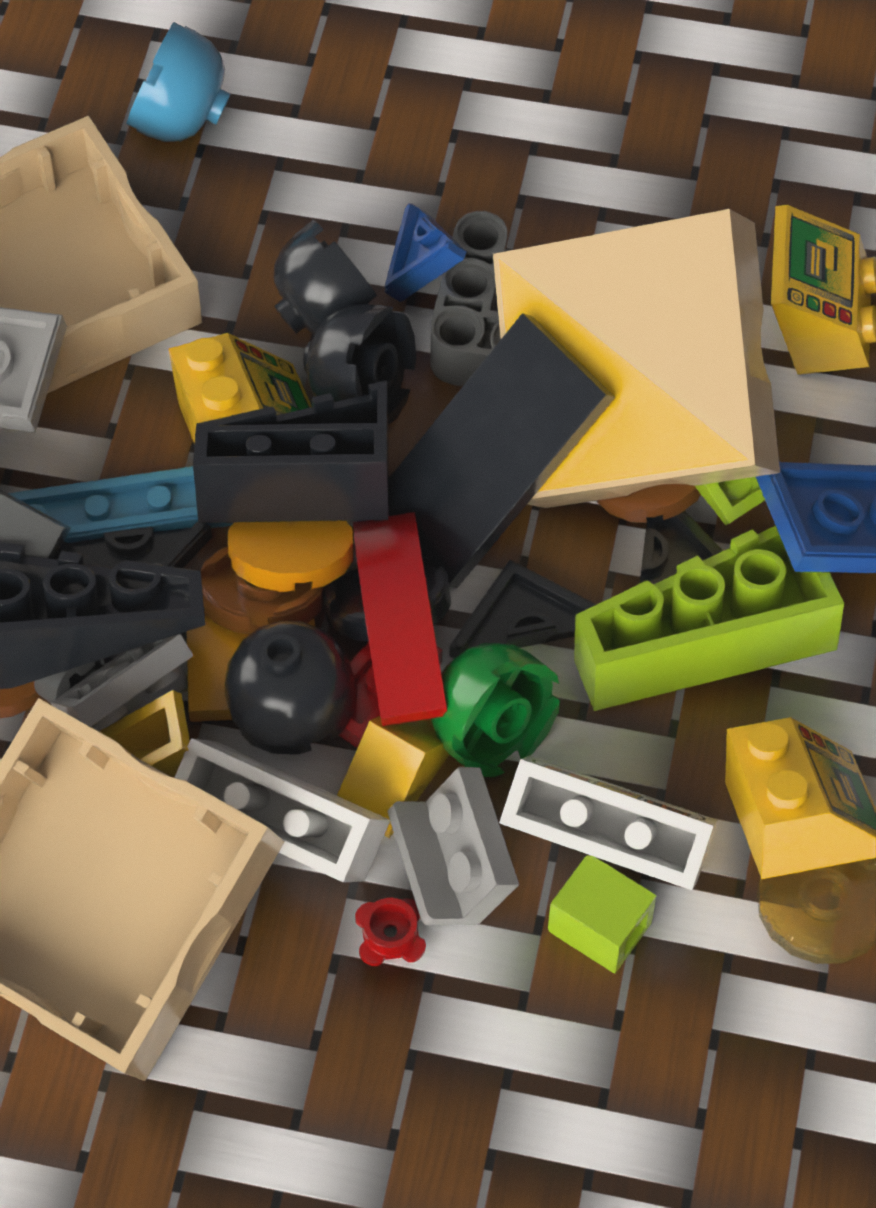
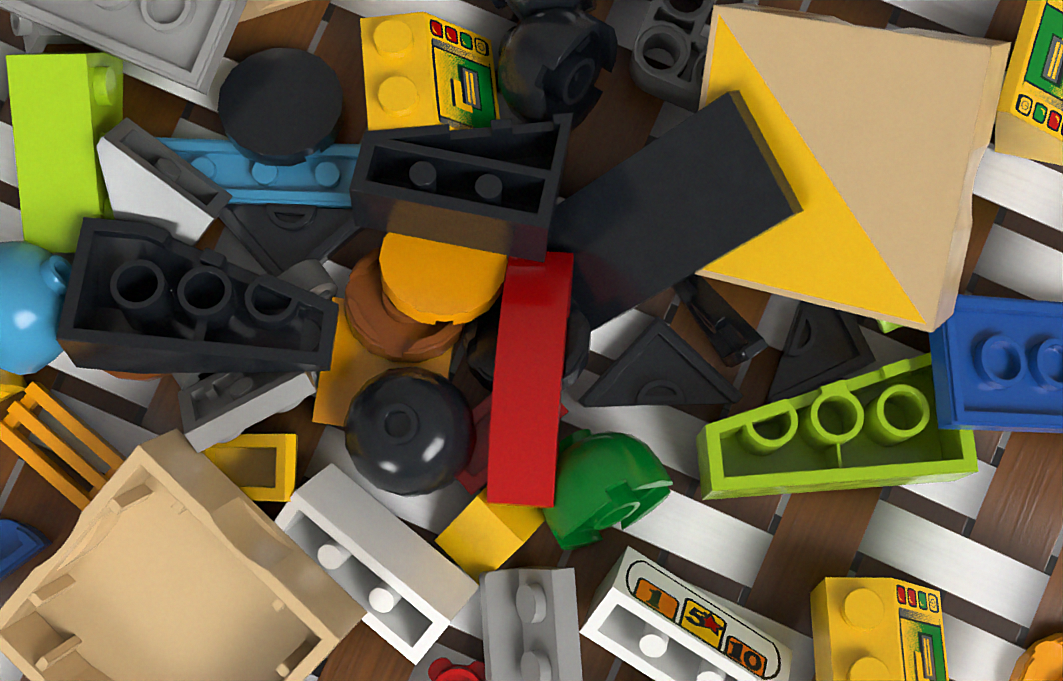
camera: 10 degrees right, 25 degrees up
(103, 446) = (281, 106): none -> black tile
(572, 546) = (722, 325): none -> black tile

